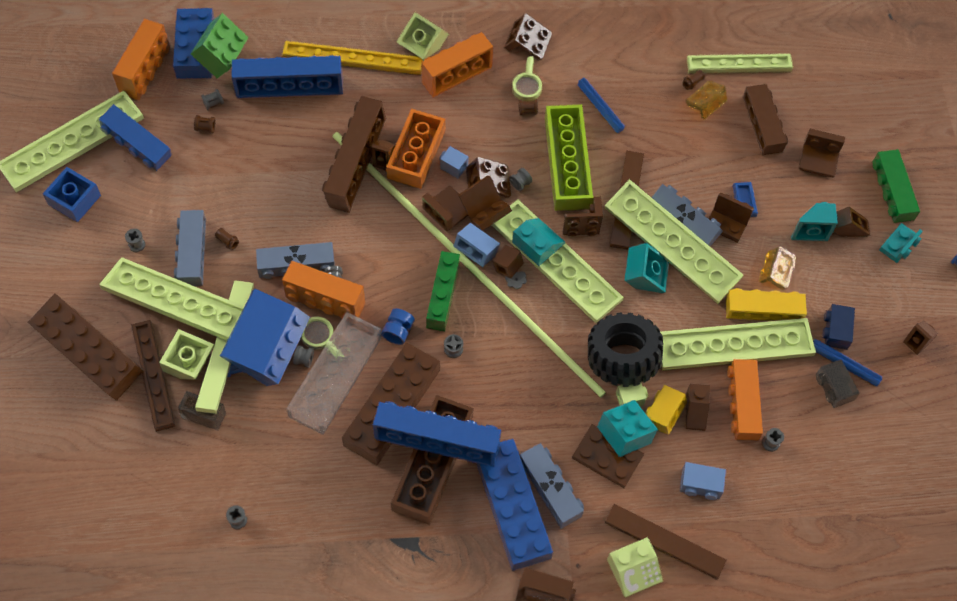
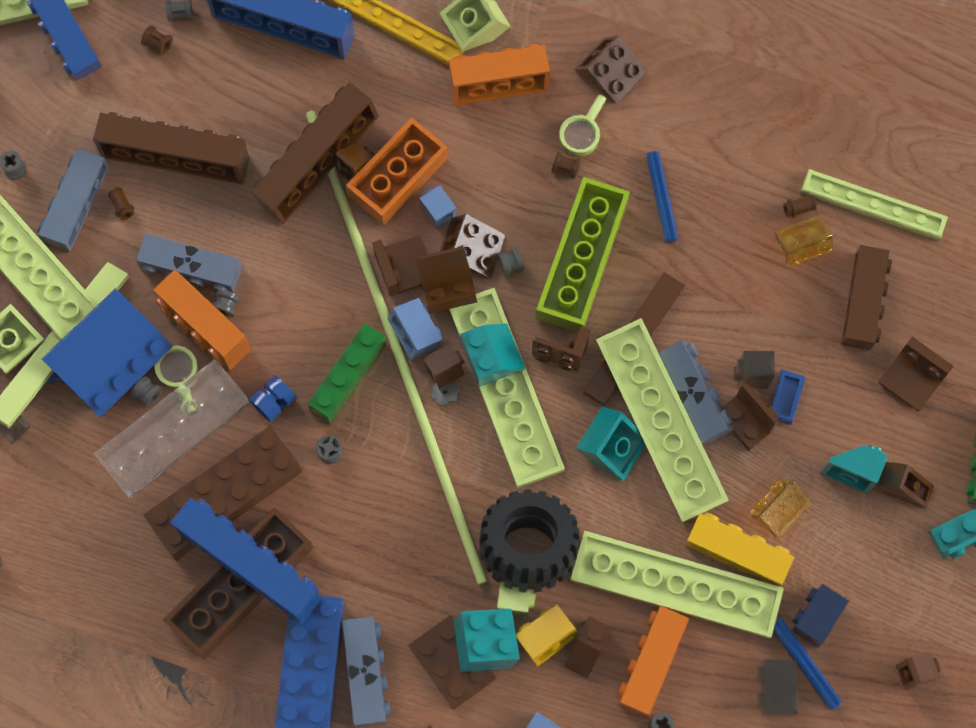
camera: 25 degrees right, 10 degrees up
(249, 187) = (171, 147): none -> reddish brown brick
(718, 182) = (755, 369): none -> clear smoke brick

